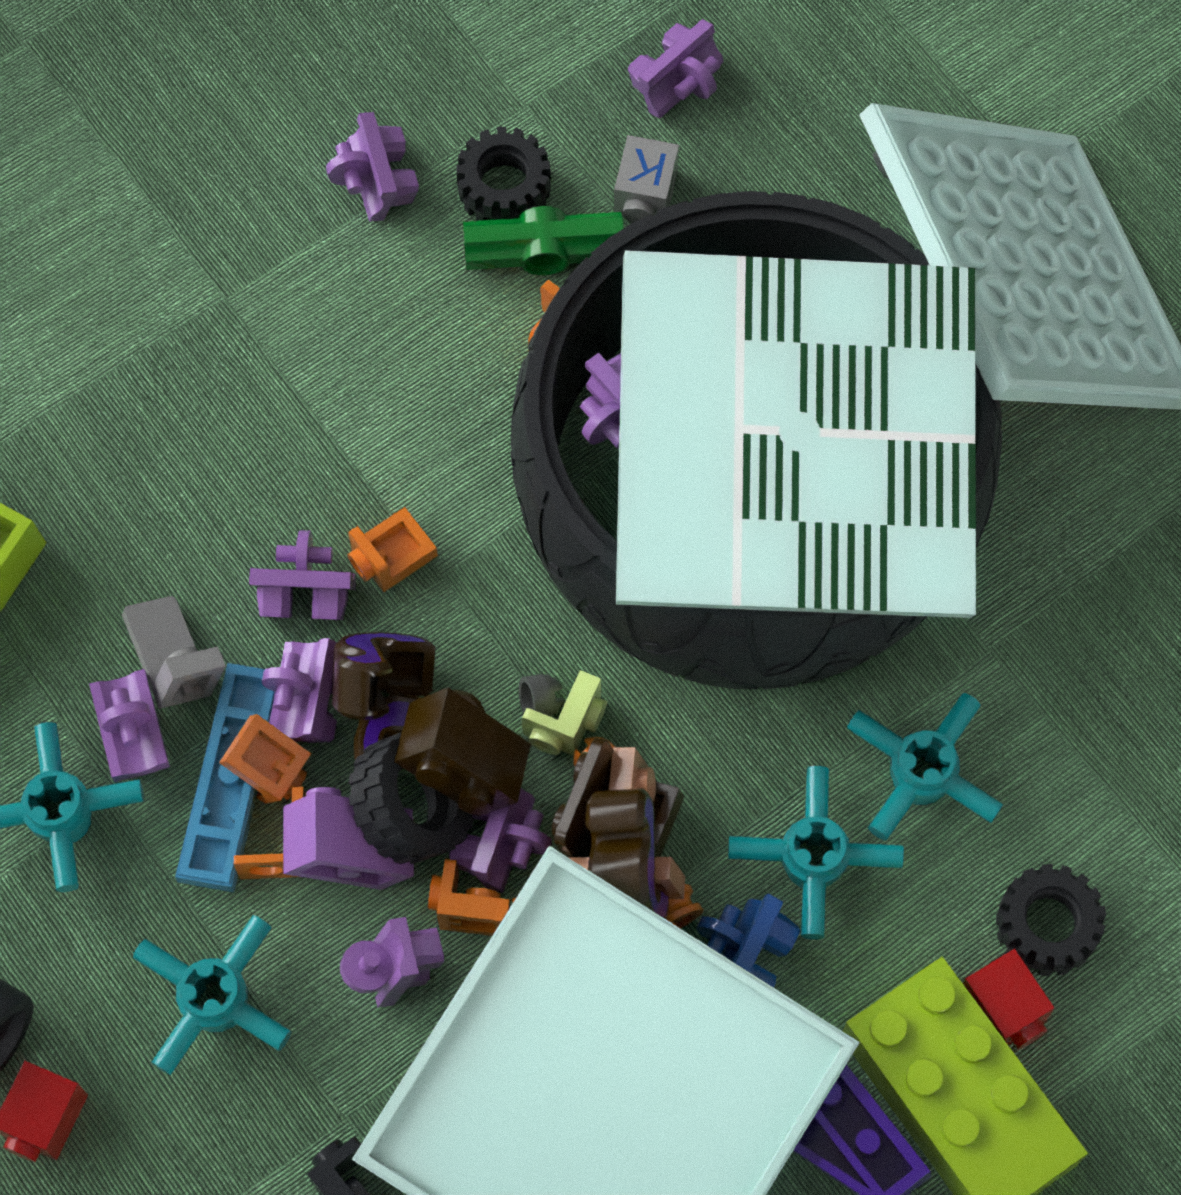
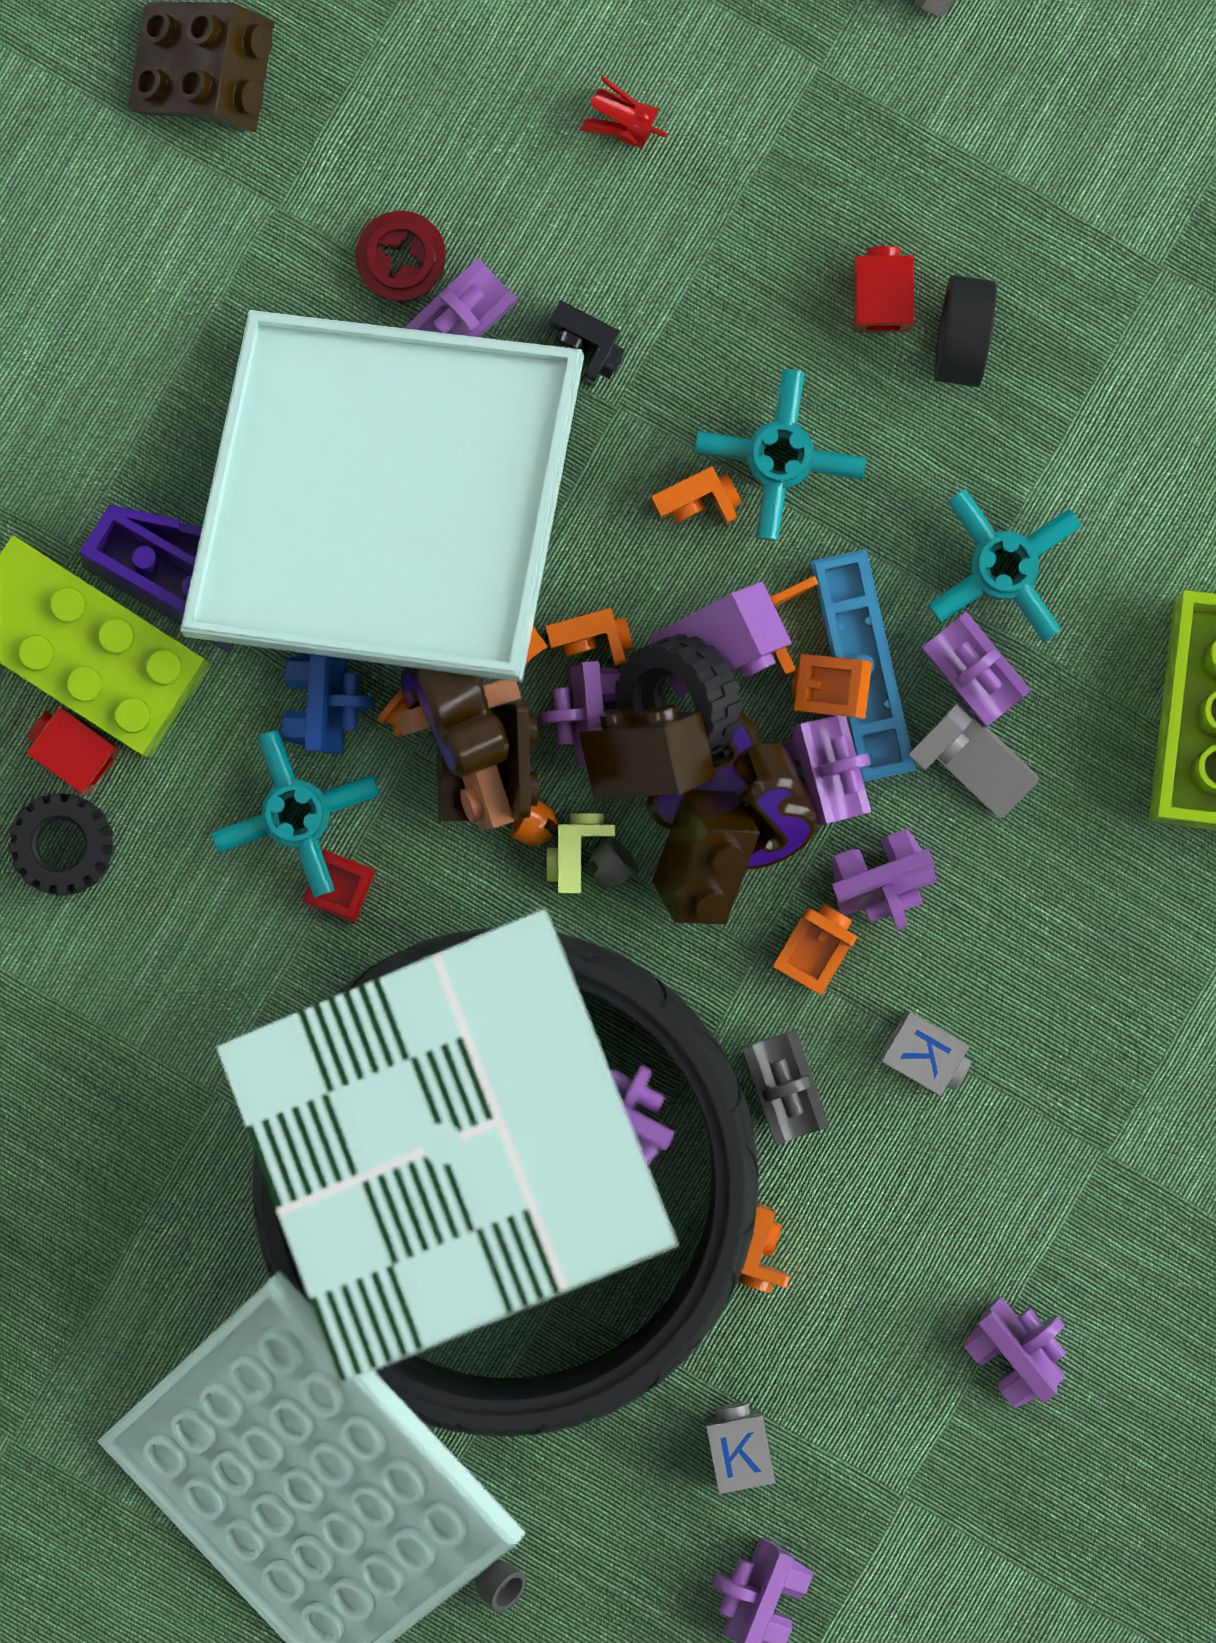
camera: 160 degrees right, 20 degrees up
(317, 997) = (686, 497): none -> orange bracket
(338, 425) = (926, 1054): none -> light grey brick
(392, 961) = (632, 546): medium lavender hips -> none
(452, 648) = (705, 856): none -> dark brown brick
(472, 444) = (785, 1087): none -> dark grey hips
(497, 151) = (906, 1425): black tyre -> none
(539, 240) = (813, 1340): green piece -> none
(788, 778) = (350, 884): none -> red tile
(938, 751) = (202, 934): teal bar -> none

